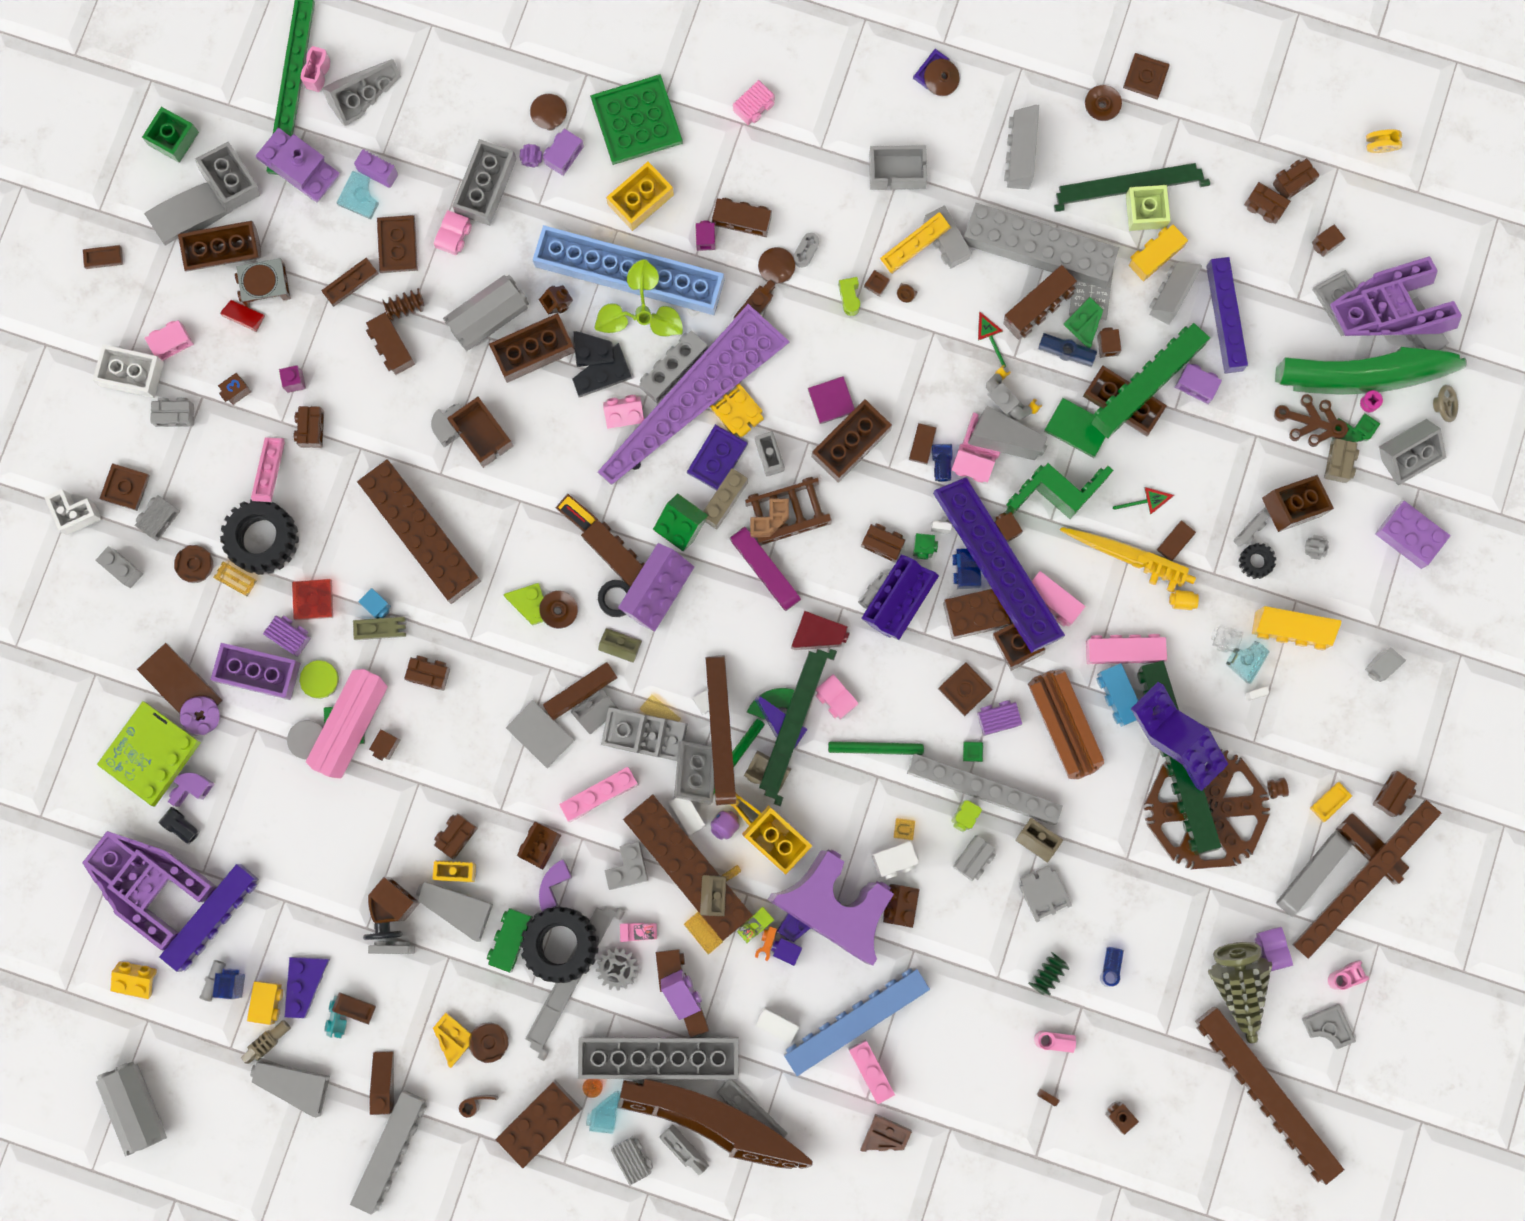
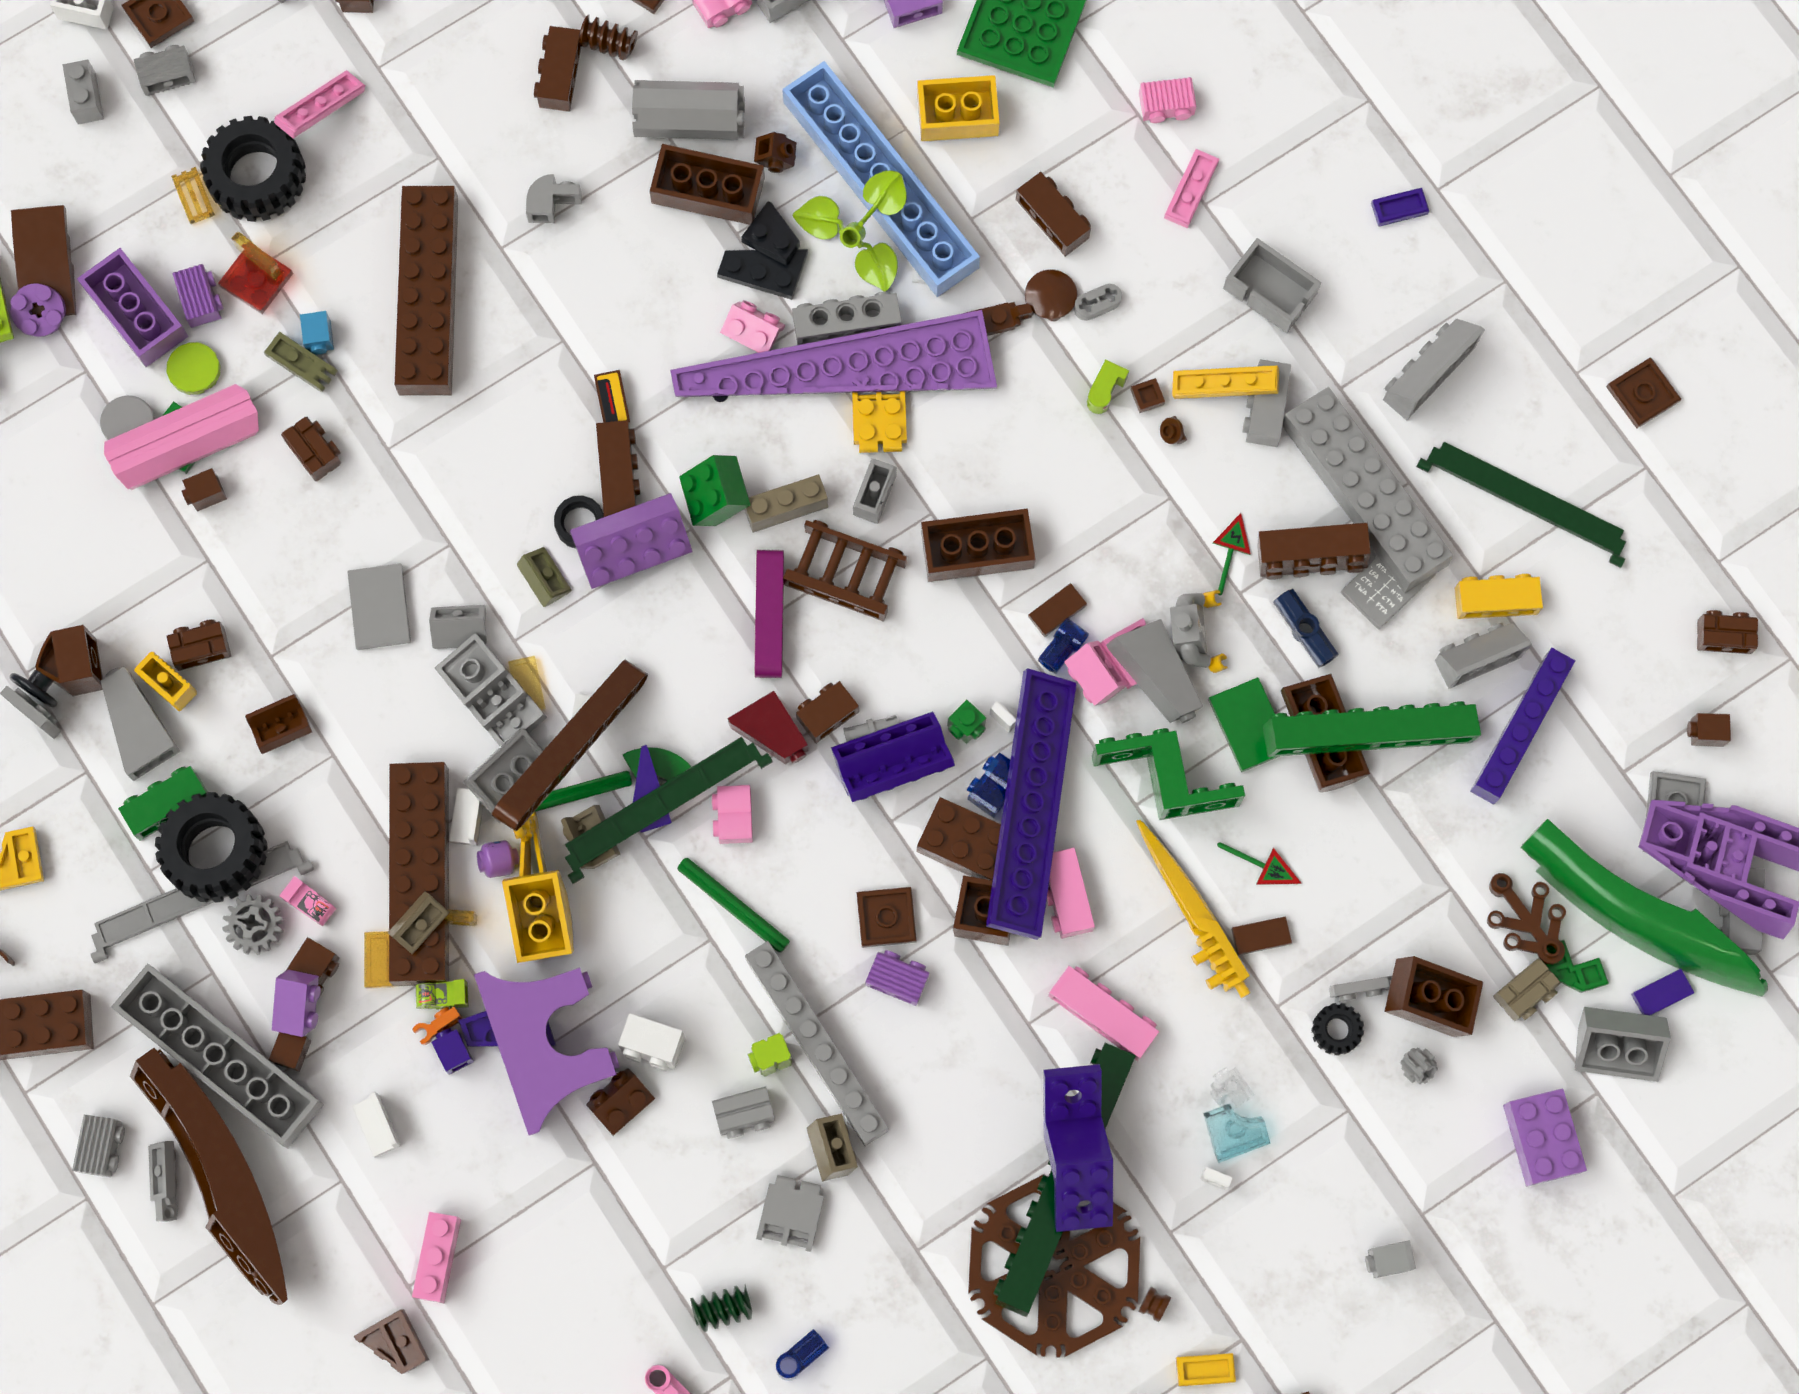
camera: 35 degrees right, 5 degrees down
(193, 564) = (163, 147): reddish brown tile -> none
(292, 379) = (424, 29): magenta brick -> none
(306, 586) = (256, 255): none -> clear yellow tile
(309, 427) = (401, 93): reddish brown brick -> none
(480, 431) = (581, 232): reddish brown piece -> none
(488, 1042) = (51, 895): reddish brown tile -> none
(527, 602) = (483, 458): lime wing -> none
(555, 875) = (269, 770): medium lavender brick -> none
(560, 600) = (509, 473): reddish brown dish -> none
(580, 691) = (459, 592): reddish brown tile -> none
(592, 1087) = (122, 1033): clear orange tile -> none
(598, 794) = (408, 721): bright pink arch -> none
(604, 1115) = (107, 1073): clear light blue slope -> none
(632, 871) = (355, 830): light grey brick -> none
(705, 236) = (996, 204): magenta brick -> none
(717, 457) = (815, 451): dark purple tile -> none
(739, 1099) = (270, 1182): light grey tile -> none
(769, 525) = (808, 567): medium nougat tile -> none
(806, 144) = (1191, 188): none -> bright pink tile
(831, 400) = (993, 485): magenta tile -> none
(842, 599) = (826, 711): none -> reddish brown brick
(856, 1022) = (465, 1189): medium blue brick -> none
(883, 542) = (923, 683): reddish brown brick -> none
(904, 829) = (692, 1019): clear yellow tile -> none
(934, 80) = (1391, 226): reddish brown dish -> none
(973, 751) = (839, 993): green tile -> none
(1008, 526) = (1078, 773): reddish brown brick -> none
(1066, 724) = (967, 1043): dark orange piece -> none
(1085, 321) = (1350, 612): green wing -> none
(1106, 95) = (1573, 375): reddish brown dish -> none
(1109, 342) = (1360, 655): reddish brown brick -> none
(1118, 693) = (1058, 1048): dark azure brick -> none
(1147, 207) = (1525, 538): yellowish green brick -> none
(1184, 600) = (1215, 1007): yellow brick -> none
(1198, 383) = (1428, 777): medium lavender brick -> none
(1267, 203) = (1671, 635): reddish brown brick -> none
(1295, 627) = (1320, 1137): yellow slope -> none
(1368, 404) = (1612, 954): dark pink wheel -> none
(1412, 406) = (1662, 993): none -> dark purple tile
(1443, 404) = (1699, 1016): dark tan piece -> none

